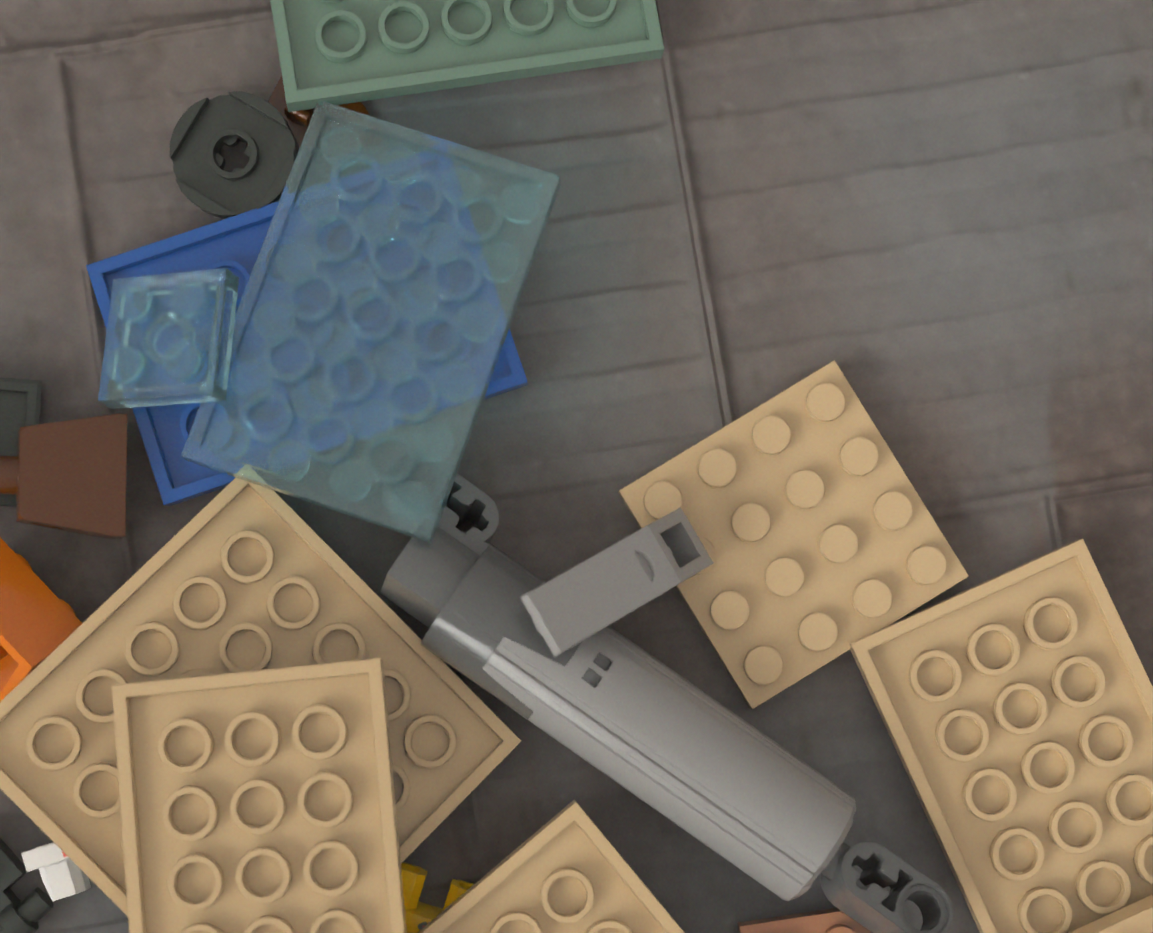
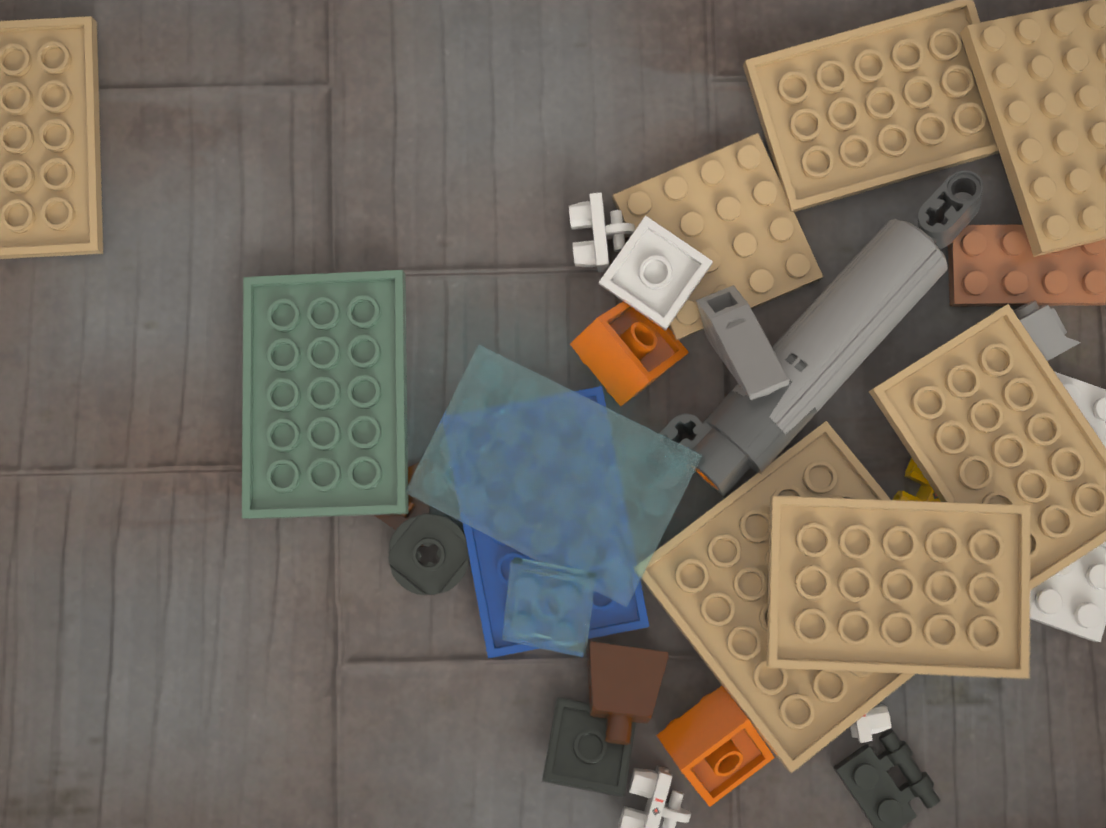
camera: 80 degrees left, 0 degrees up
(594, 416) = (627, 351): none -> orange slope
(714, 437) = (655, 272): none -> white plate
(795, 335) = (591, 215): none -> white hips

